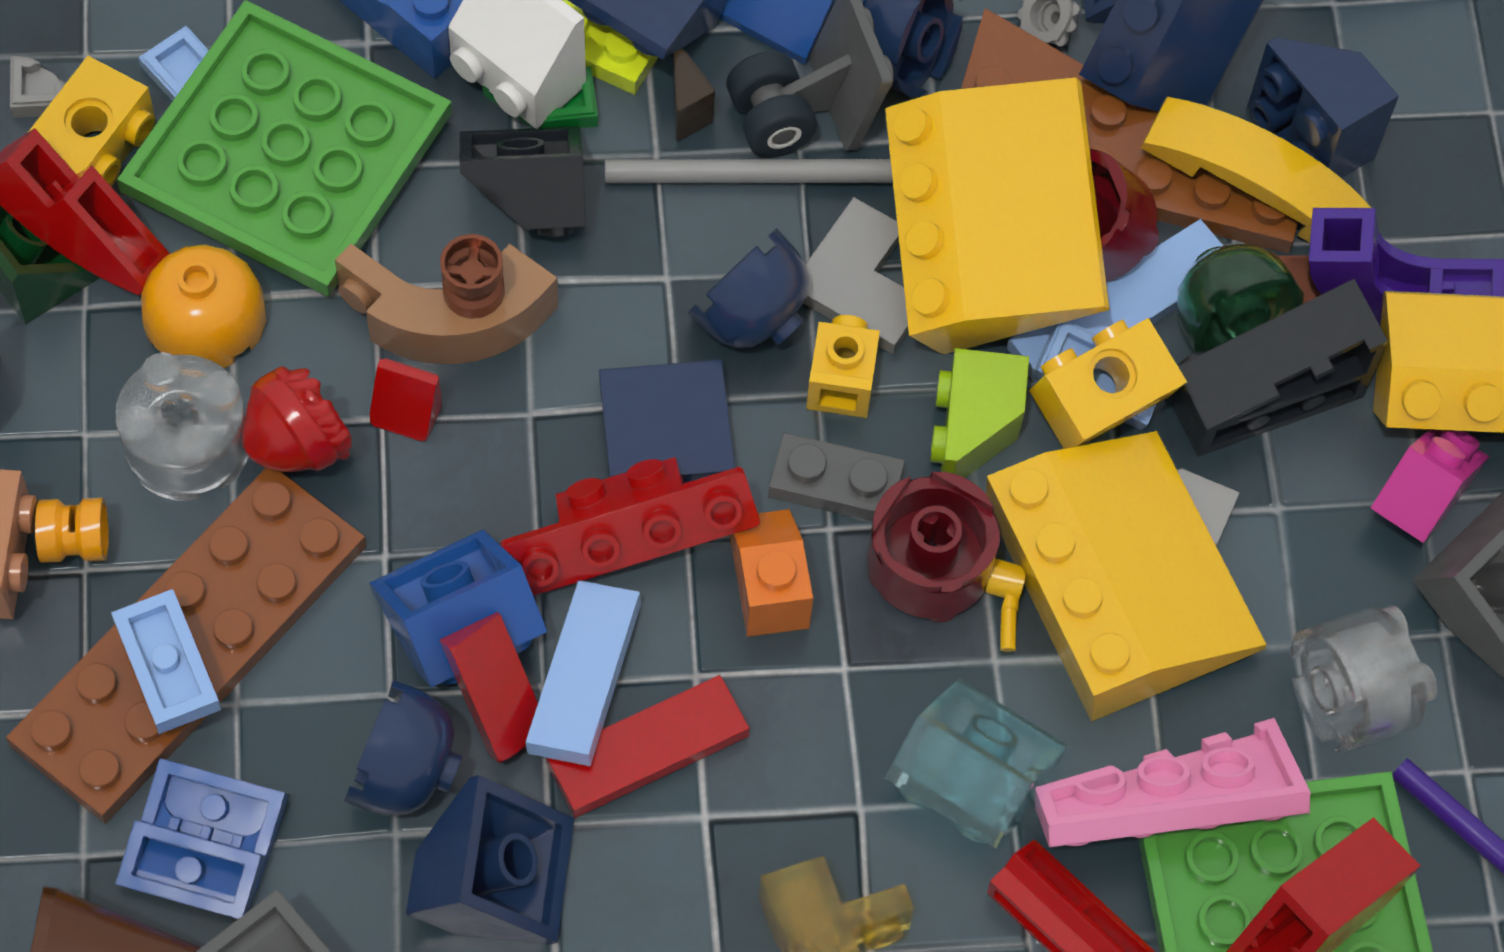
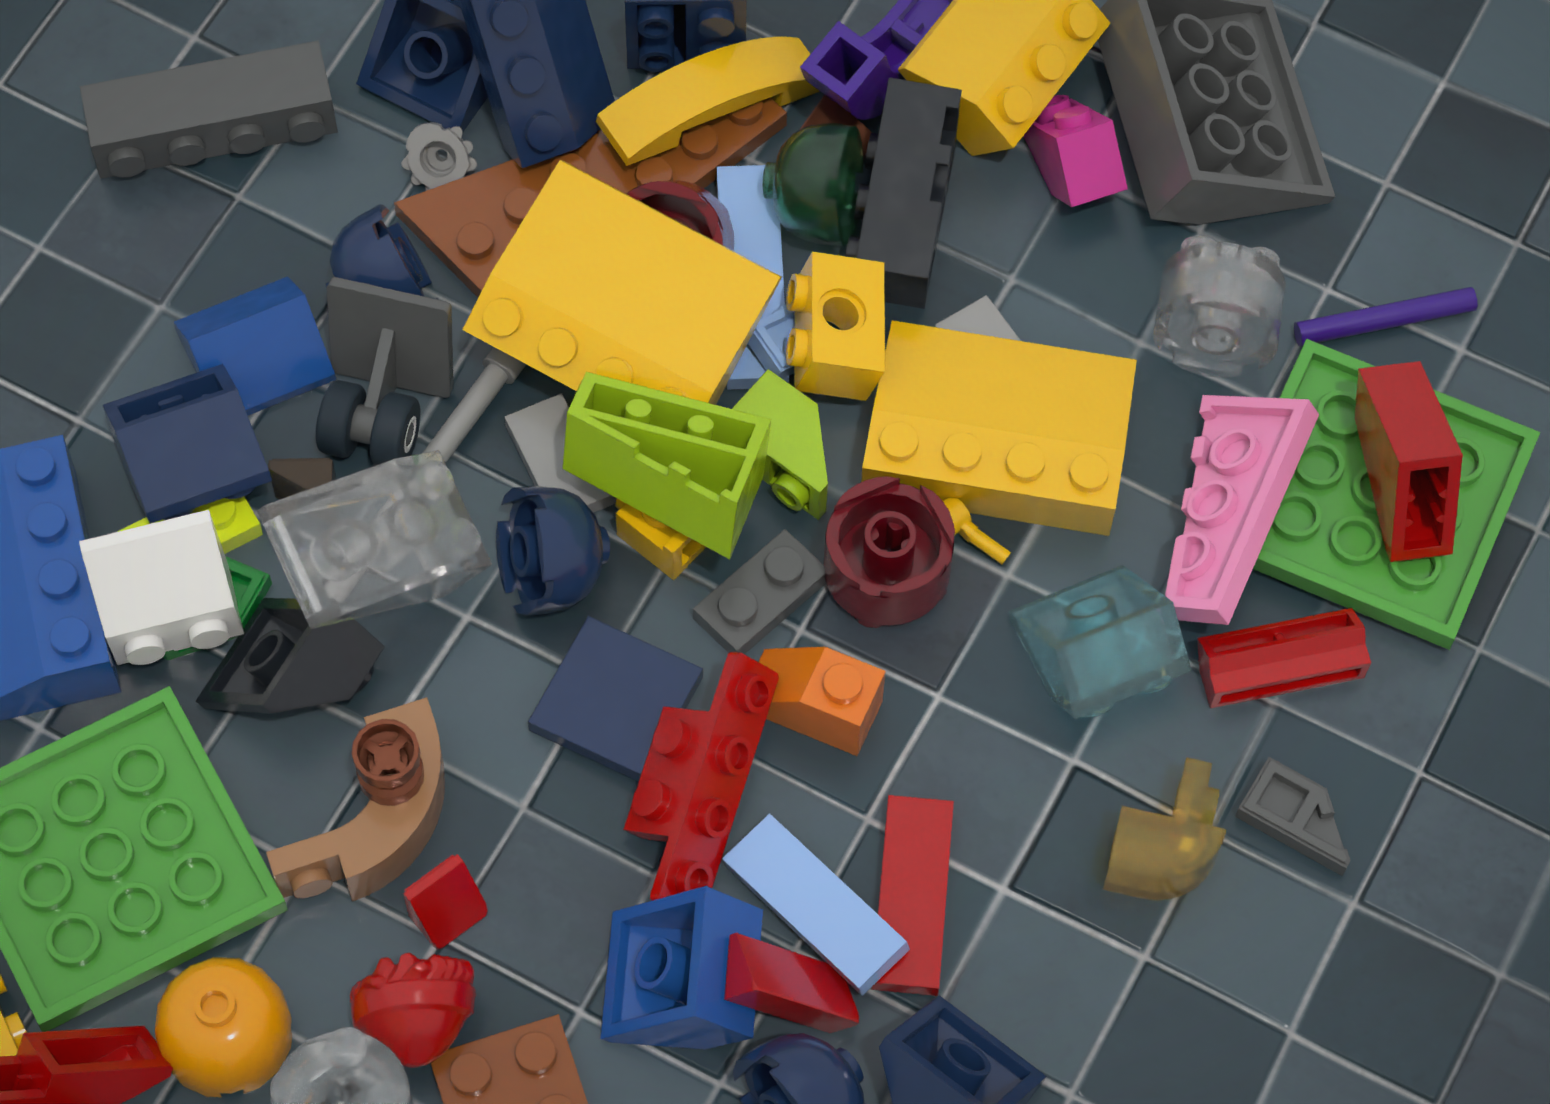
camera: 55 degrees left, 0 degrees up
(654, 155) = (375, 540): none -> clear slope
(880, 322) = (668, 456): none -> lime wedge

